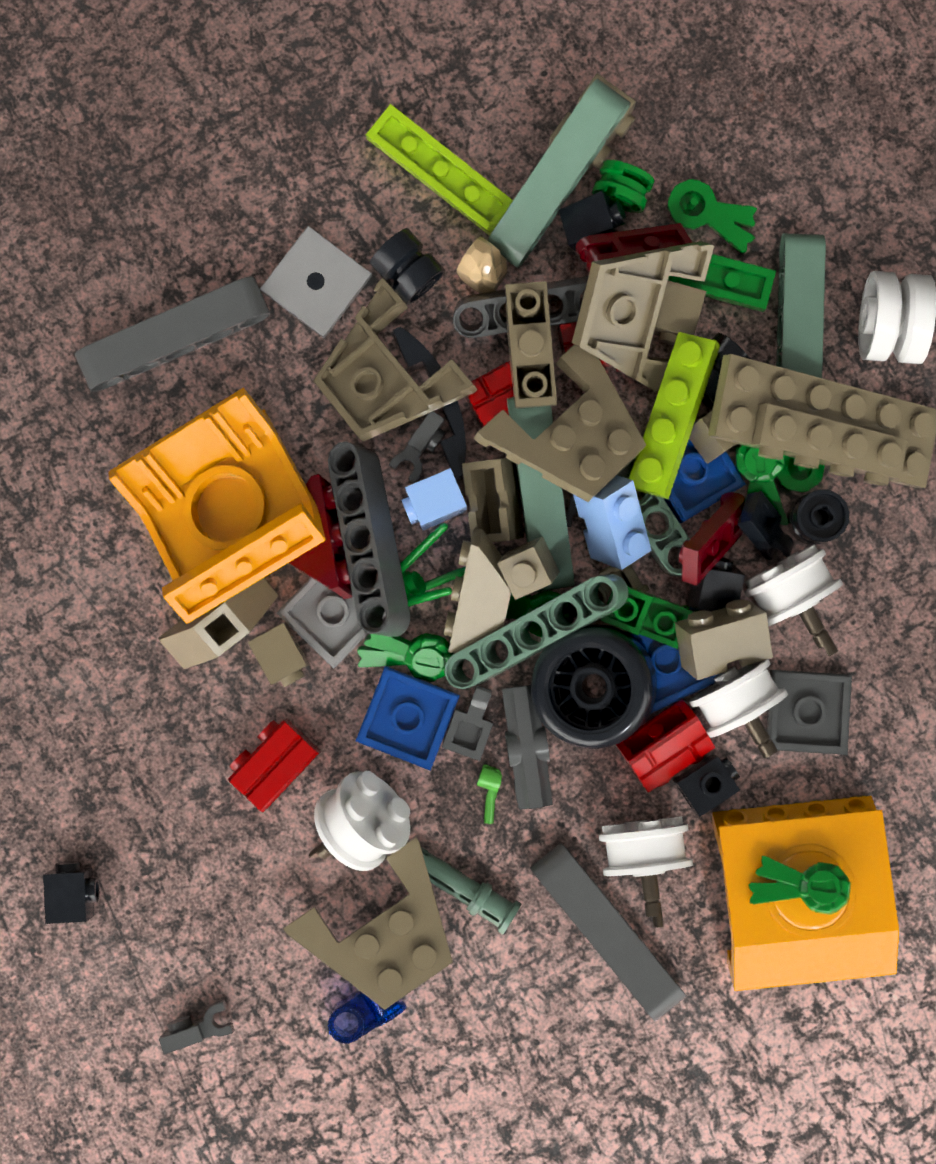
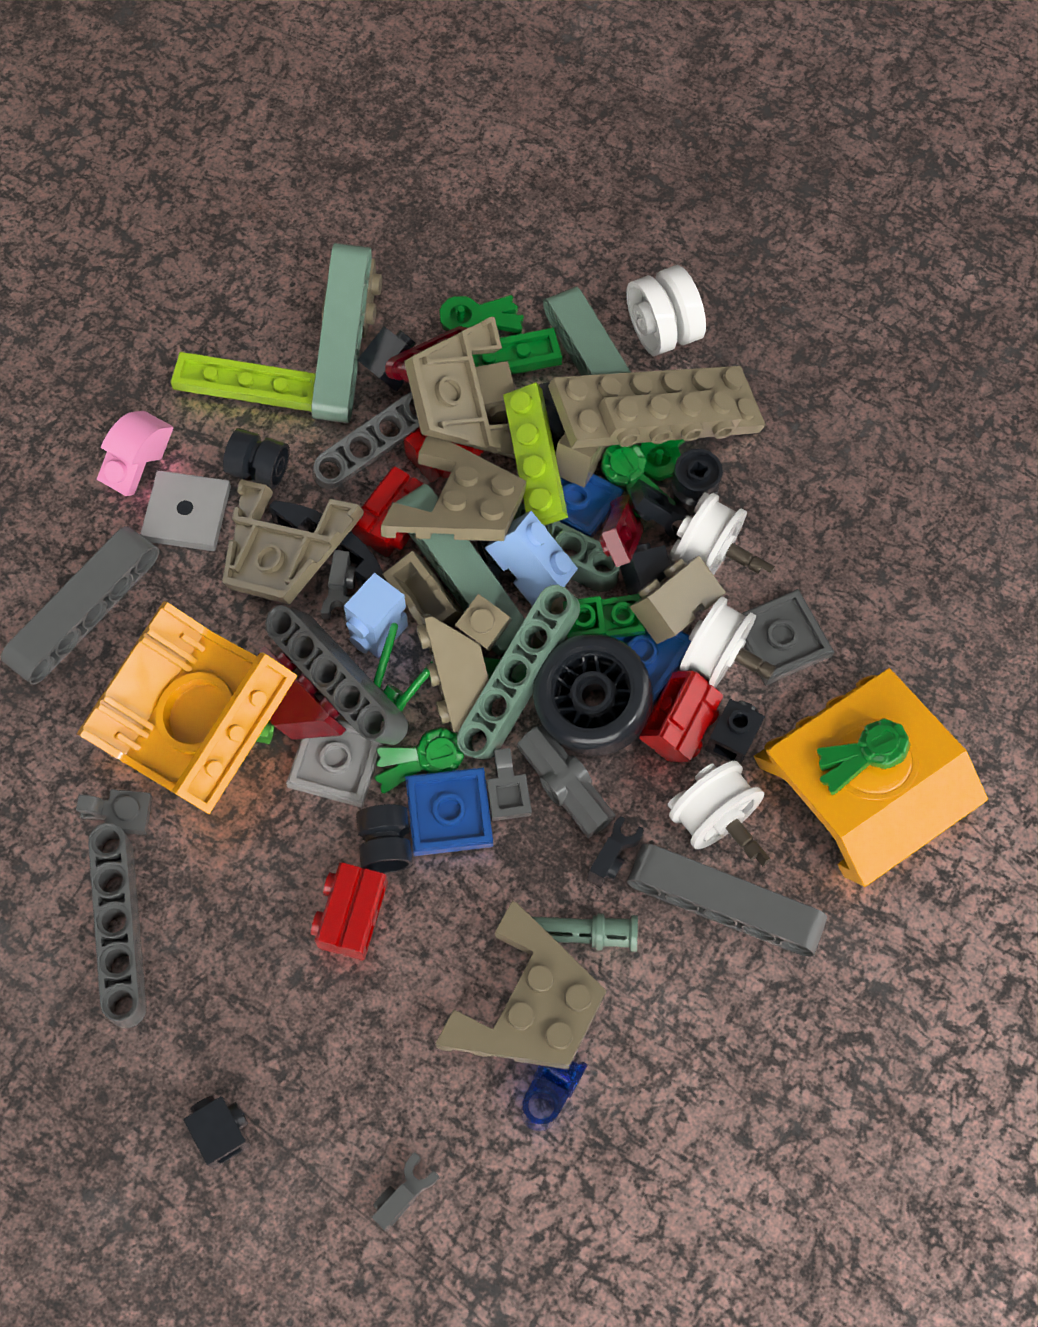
camera: 25 degrees left, 20 degrees down
(51, 680) = (127, 940): none -> dark grey beam
(119, 562) = (124, 808): none -> dark grey plate
(220, 627) = (237, 814): dark tan slope -> none
(279, 655) = (307, 814): dark tan brick -> none
(294, 191) = (129, 445): none -> bright pink brick
(335, 716) = (384, 833): none -> black wheel
(361, 822) = (454, 913): white wheel -> none
(482, 266) = (317, 429): tan rock -> none
(490, 779) = (551, 827): bright green hand -> none
(523, 842) = (609, 861): none -> black plate
(530, 345) = (387, 452): dark tan slope -> none
(624, 184) = (398, 315): green wheel -> none

